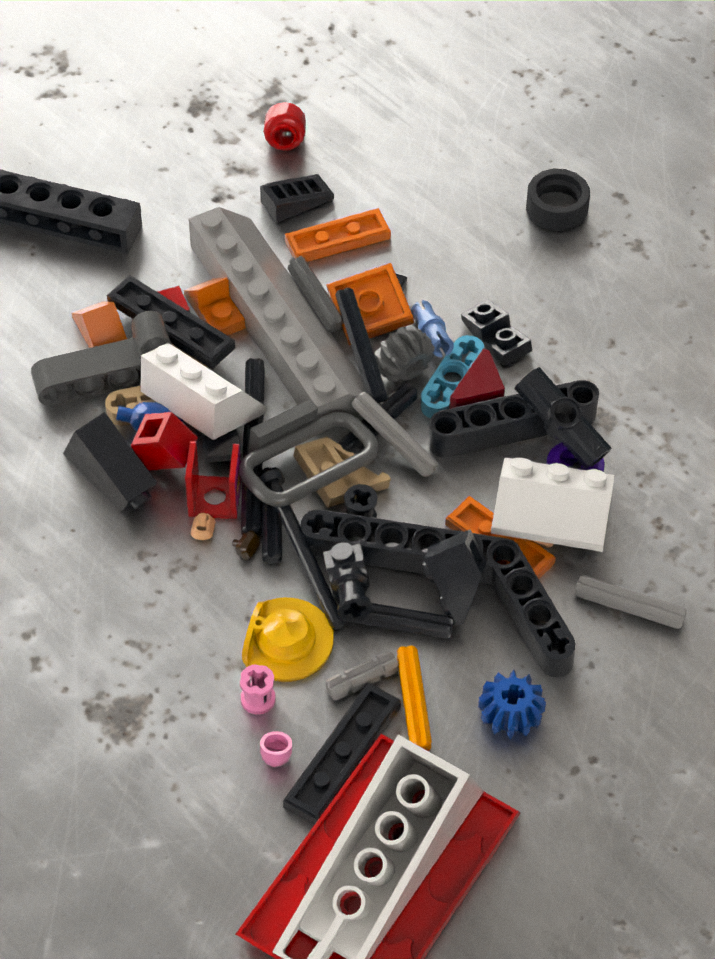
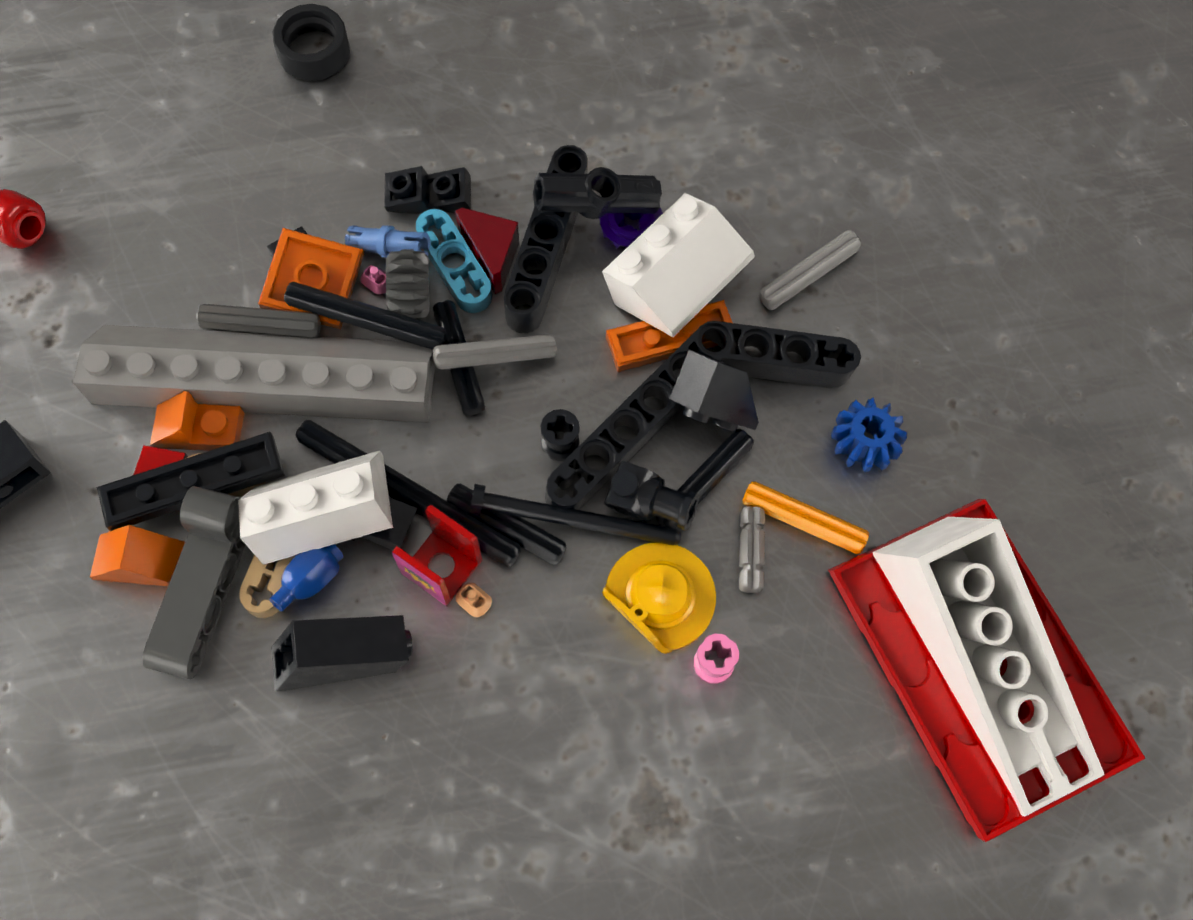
camera: 60 degrees left, 15 degrees up
(163, 441) = (360, 581): red slope -> none
(246, 545) = (526, 569): dark brown rock -> none
(275, 748) = (787, 673): bright pink hinge -> none
(278, 200) = (120, 289): black slope -> none
(291, 429) = (433, 449): dark grey bar -> none
(325, 453) = (497, 432): tan wing -> none
(338, 235) = (195, 258): orange tile -> none
(341, 753) = (828, 620): black tile -> none

